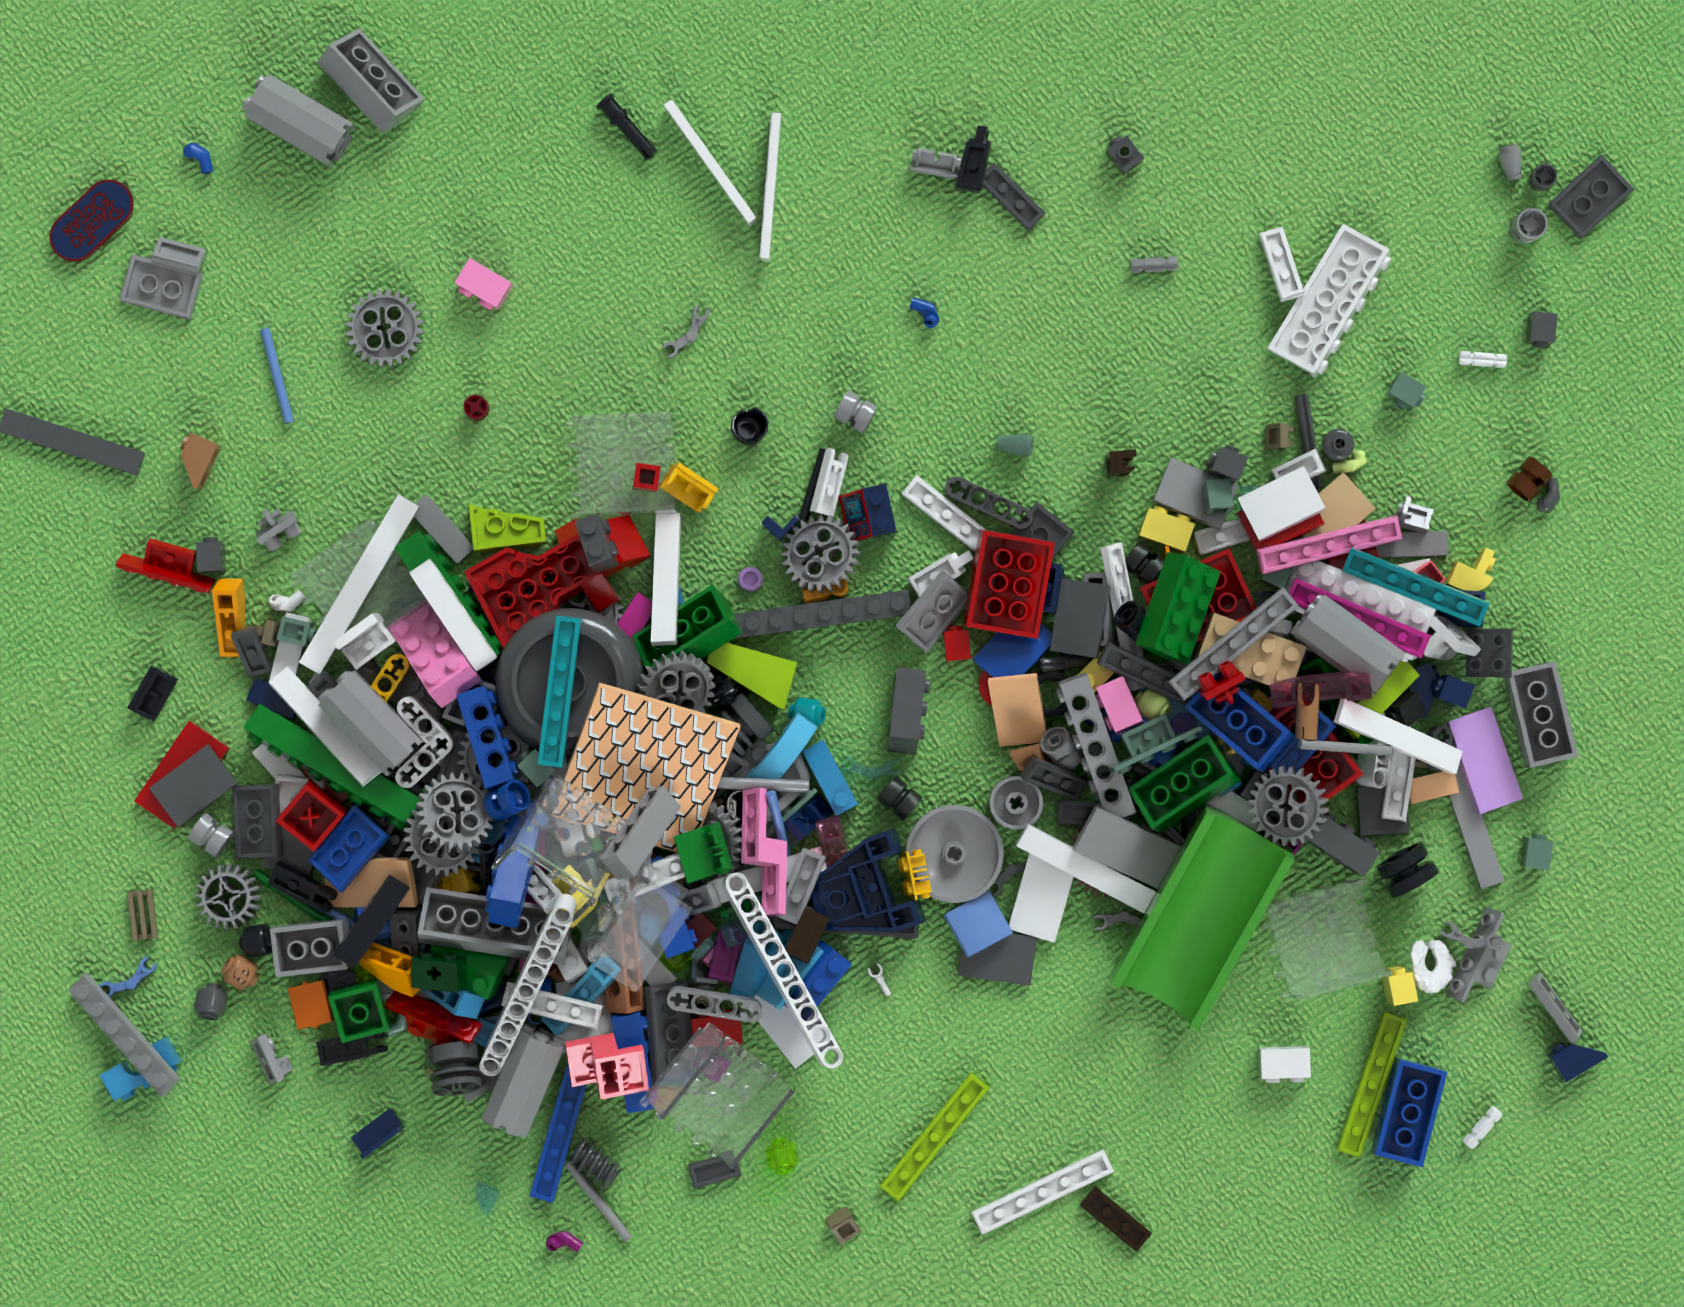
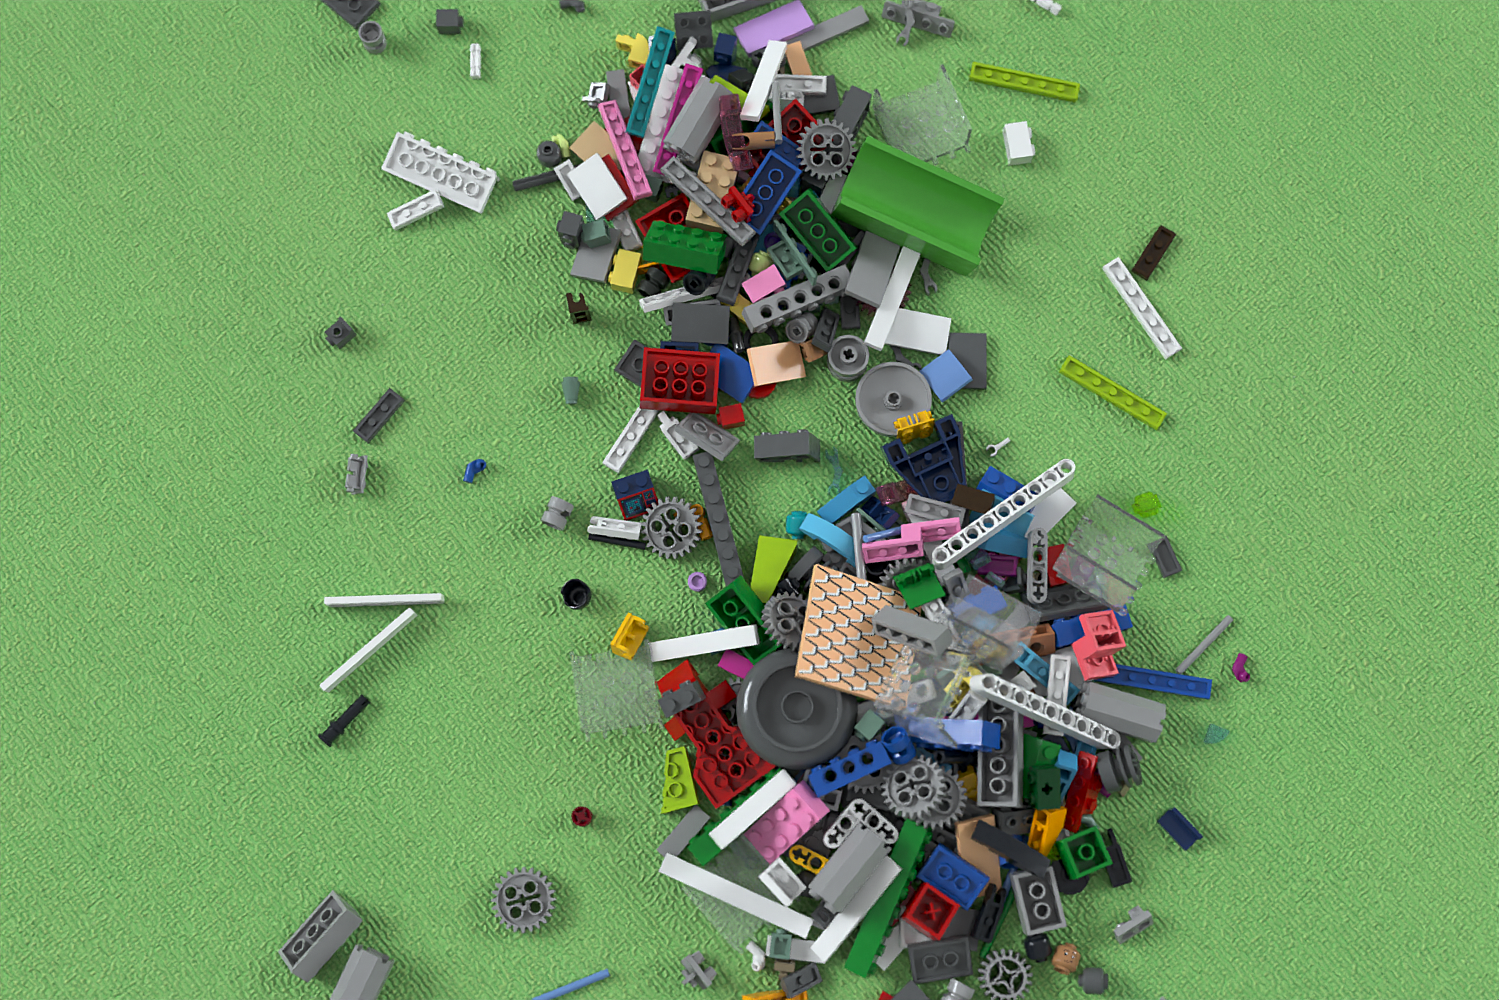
camera: 100 degrees left, 10 degrees down
(265, 695) = (835, 965): dark blue slope -> none
(310, 1004) = (1083, 896): orange piece -> none
(483, 284) = (481, 822): bright pink brick -> none
(559, 691) = (805, 709): teal plate -> none
(595, 1164) = (1175, 649): dark grey piece -> none
(646, 477) = (625, 669): red brick -> none
(691, 335) = (508, 650): light grey piece -> none
(776, 530) = (656, 562): dark blue panel -> none
(843, 1225) = (1191, 453): dark tan slope -> none
(899, 798) = (856, 444): pearl dark grey wheel -> none
(974, 162) = (353, 444): black hinge -> none
(988, 505) = (622, 405): dark grey beam -> none
(1155, 264) = (423, 303): light grey axle -> none
(1277, 436) = (546, 198): dark tan tile -> none
(1399, 986) = (953, 63): light yellow brick -> none
(1406, 392) = (504, 111): sand green brick -> none
(1408, 871) = (862, 68): black wheel -> none
(1409, 1112) = (1041, 50): blue brick -> none
(1442, 974) = (941, 49): white piece -> none
(1510, 161) = (325, 56): light grey cone -> none
(1530, 477) = (559, 16): reddish brown wheel -> none
(1547, 175) = (335, 32): dark grey wheel -> none

